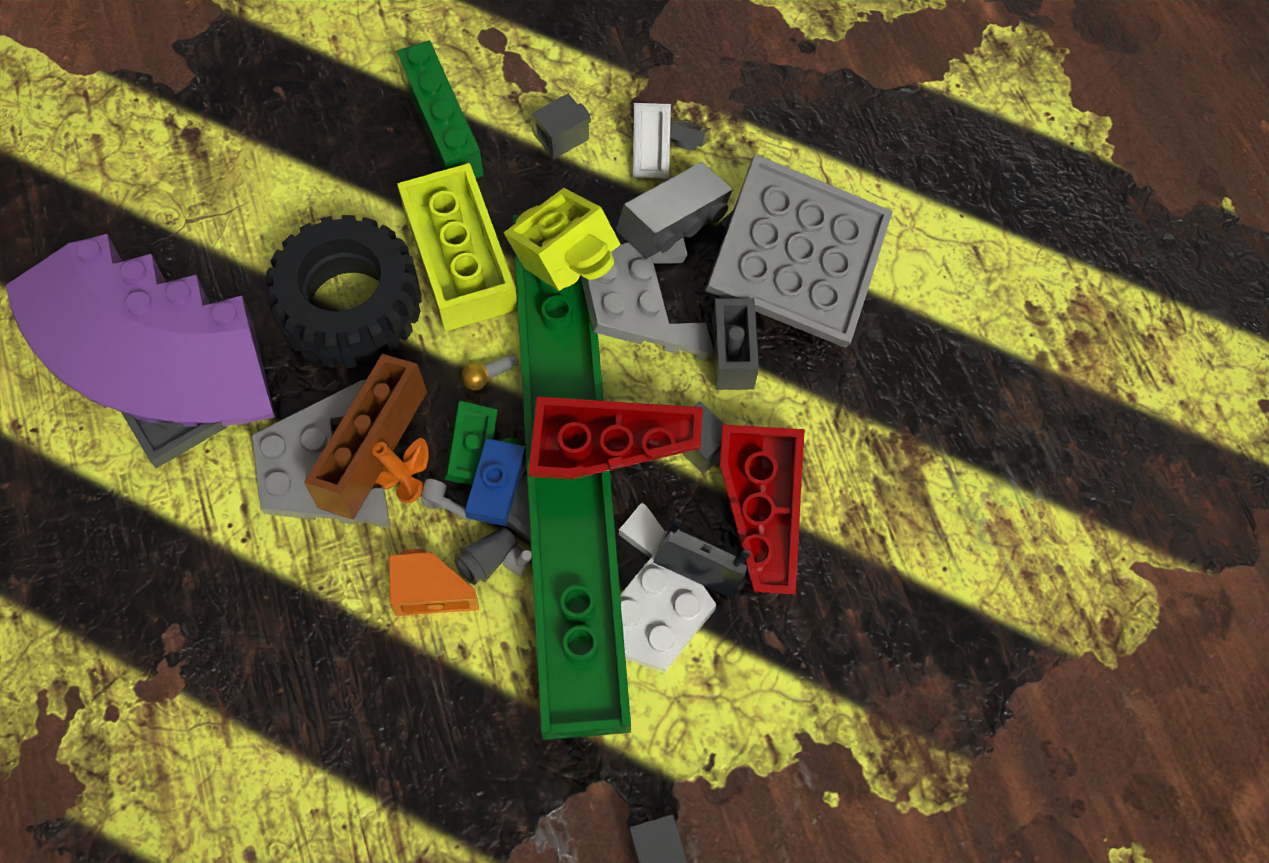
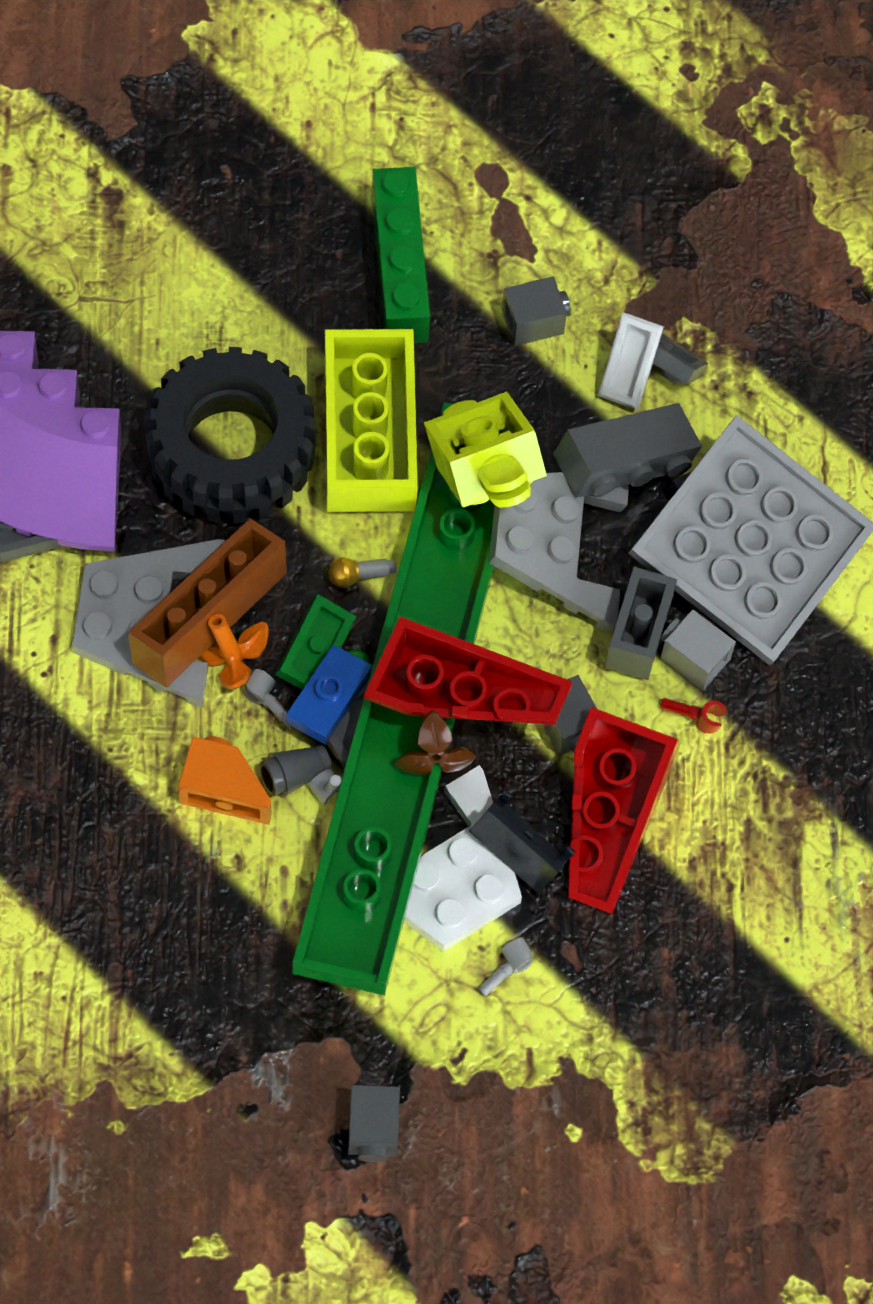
camera: 15 degrees right, 0 degrees up
(601, 494) = (435, 739): none -> reddish brown plant
(732, 658) = (518, 960): none -> light grey hand
(785, 351) = (696, 649): none -> light grey brick
(807, 405) = (697, 713): none -> red hand

